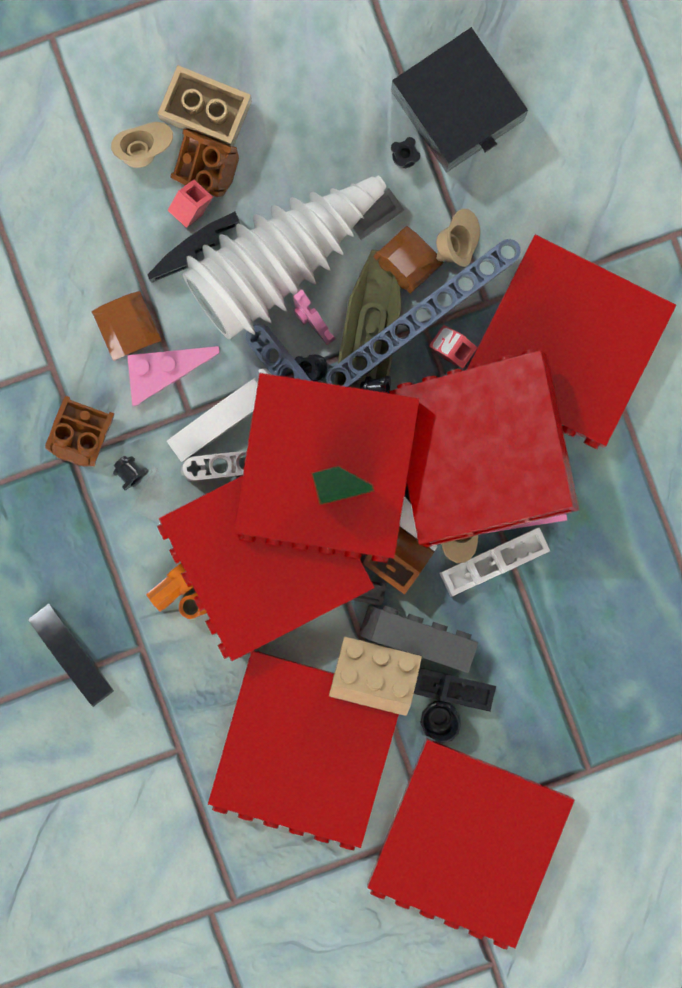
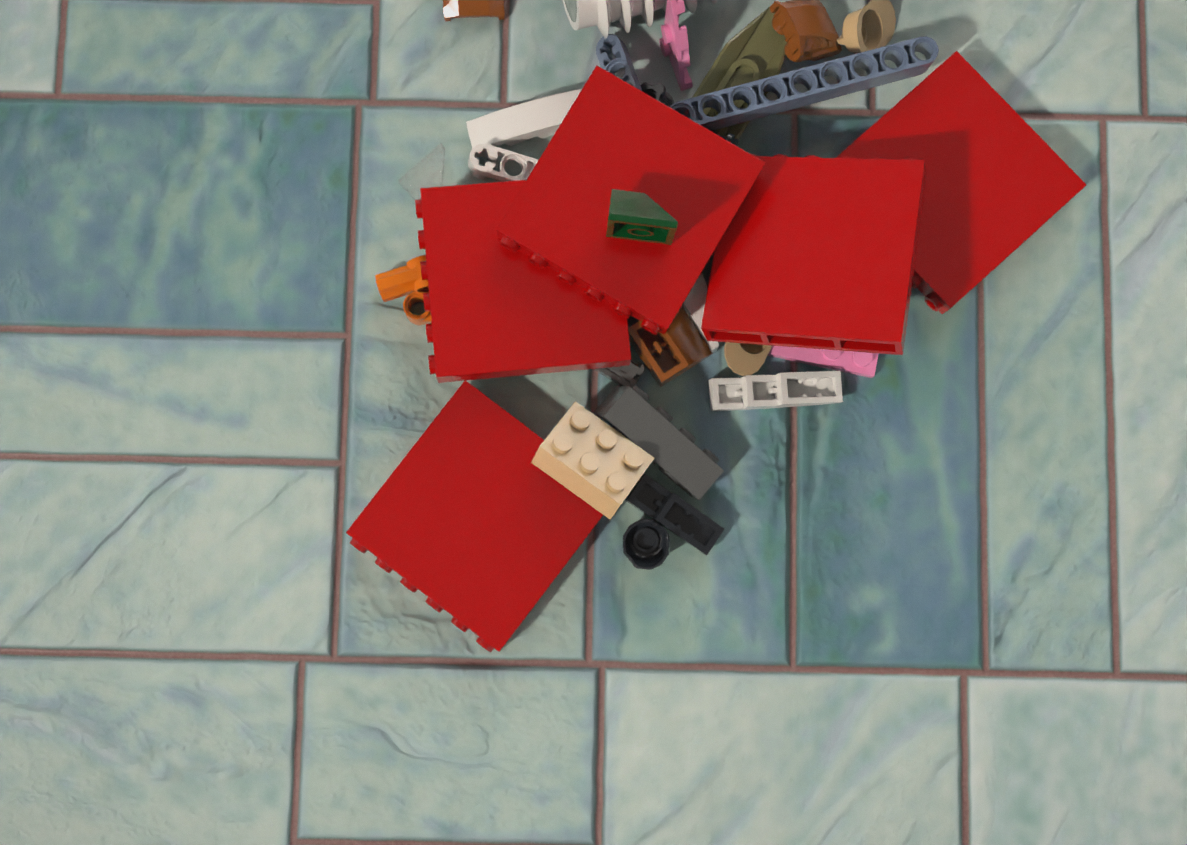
camera: 20 degrees right, 5 degrees down
(71, 655) = (265, 310): black slope -> none
(78, 433) = (373, 76): dark orange slope -> none
(129, 472) = (411, 138): black brick -> none
(155, 371) = (487, 45): bright pink wing -> none
(453, 346) = (820, 136): coral brick -> none
(470, 844) = (625, 699): red brick -> none

